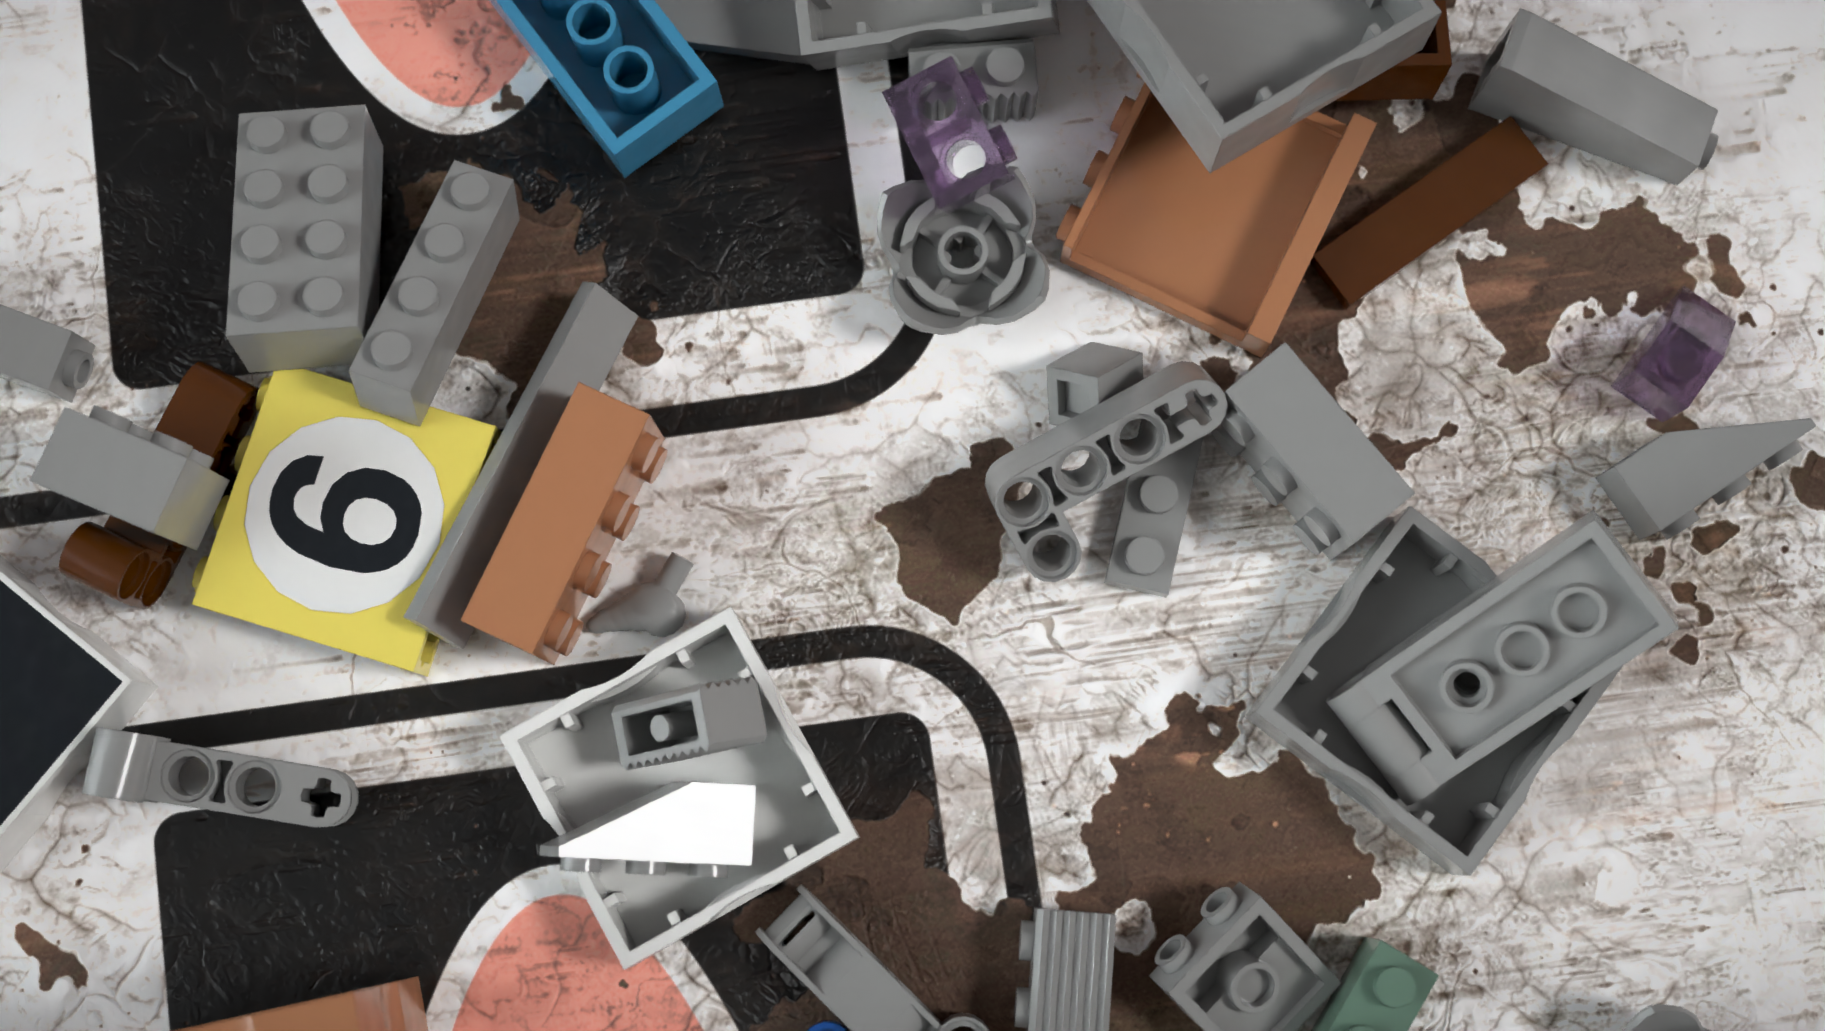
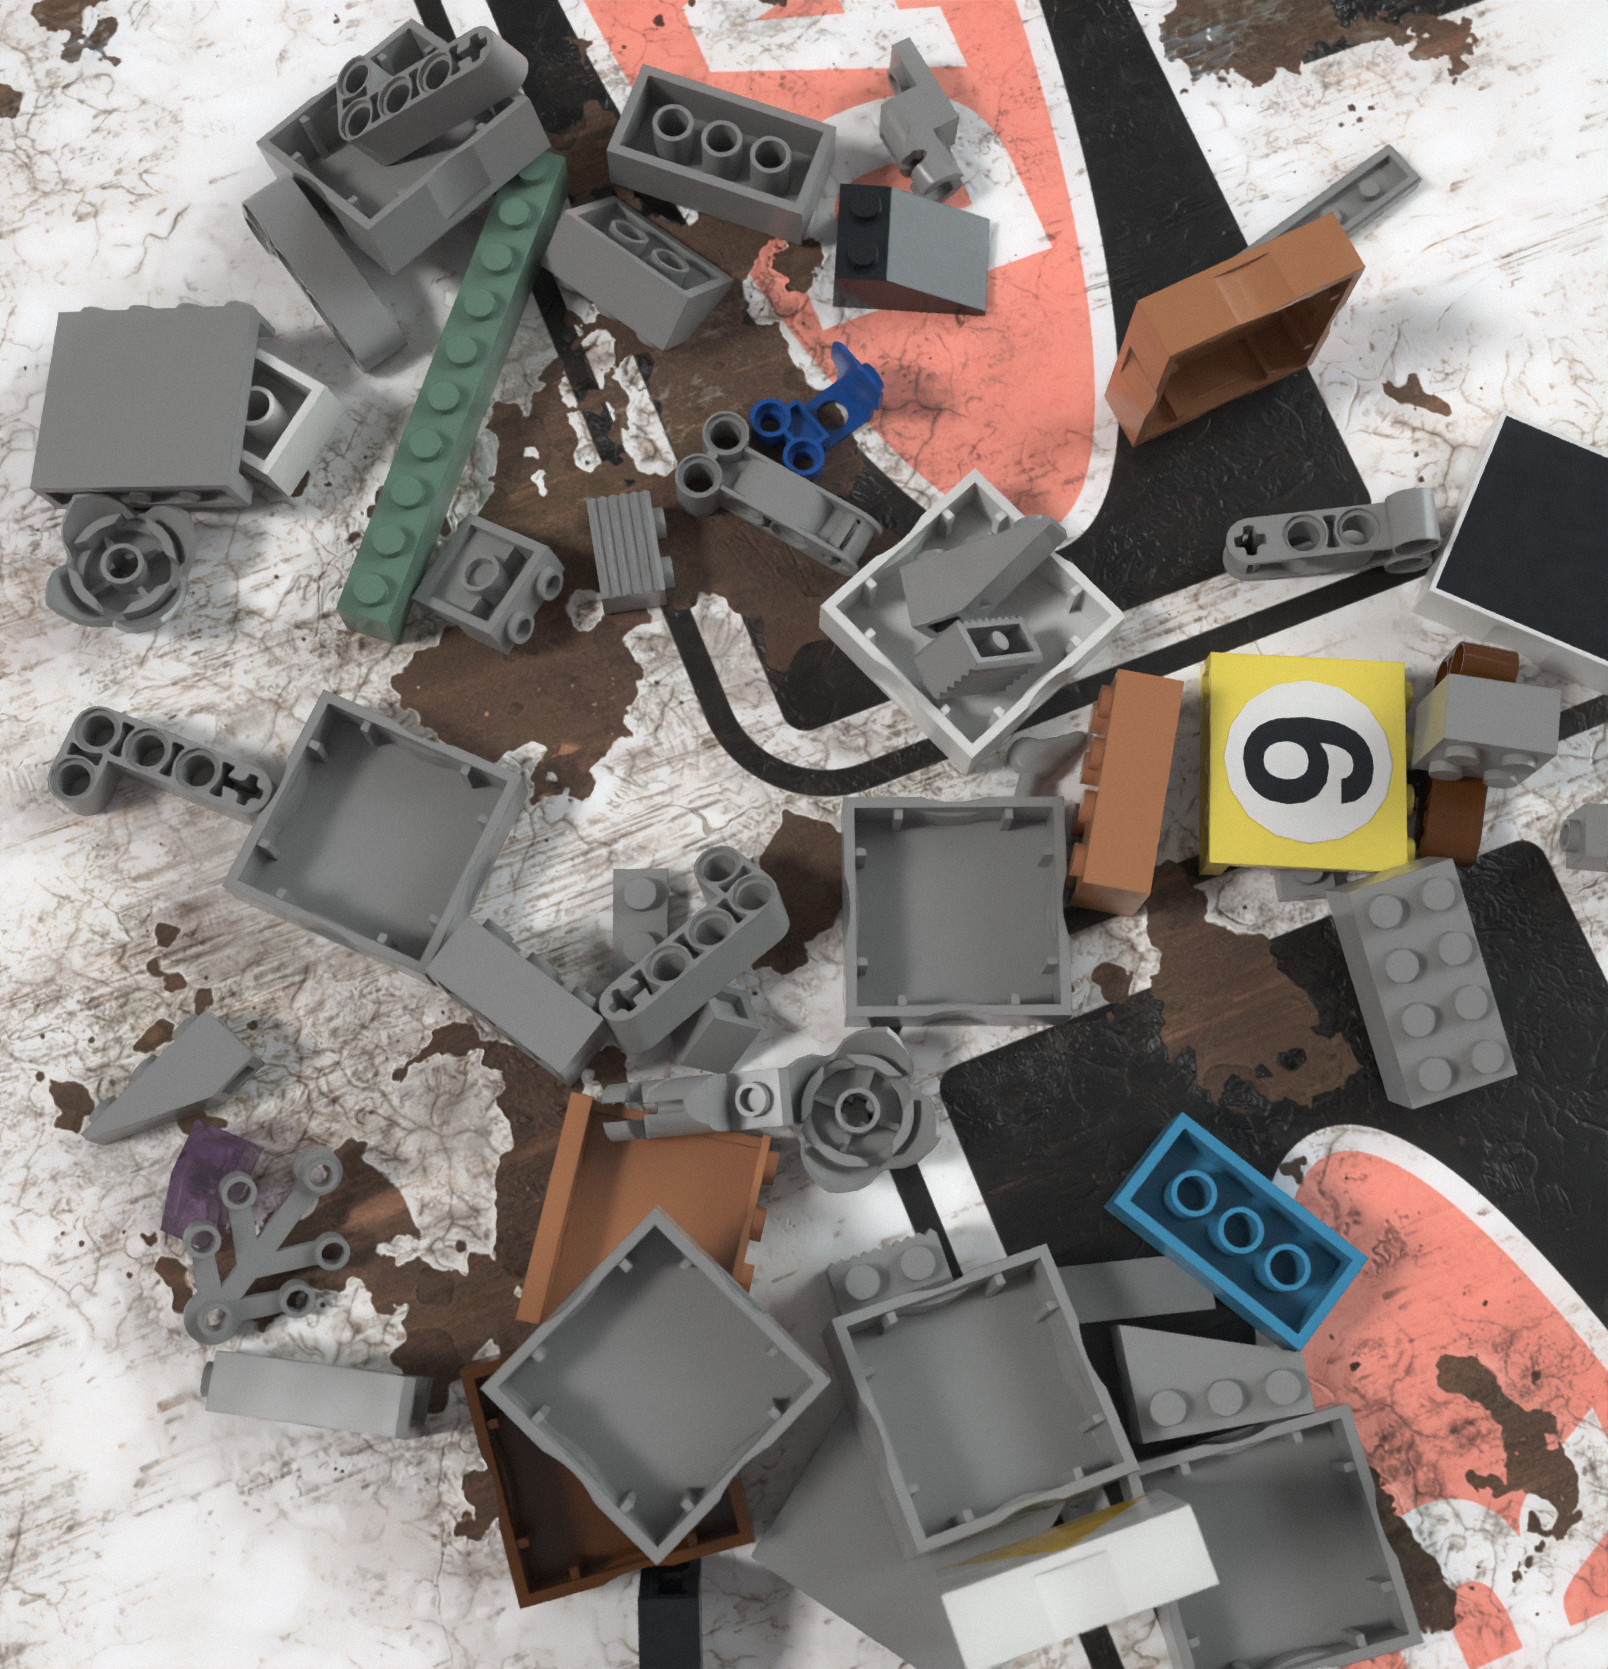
camera: 160 degrees right, 5 degrees down
(435, 293) = (1295, 961): light grey brick -> none
(578, 352) = (1166, 915): light grey tile -> none
(796, 448) = (954, 912): none -> light grey tile
(938, 142) = (907, 1187): clear purple brick -> none
(1133, 293) = (703, 1104): none -> light grey plate
(1428, 212) = (450, 1265): reddish brown tile -> none
(1530, 639) = (323, 863): light grey hinge -> none
(1631, 259) = (260, 1254): none -> light grey plant
(1657, 825) = (172, 774): none -> light grey beam

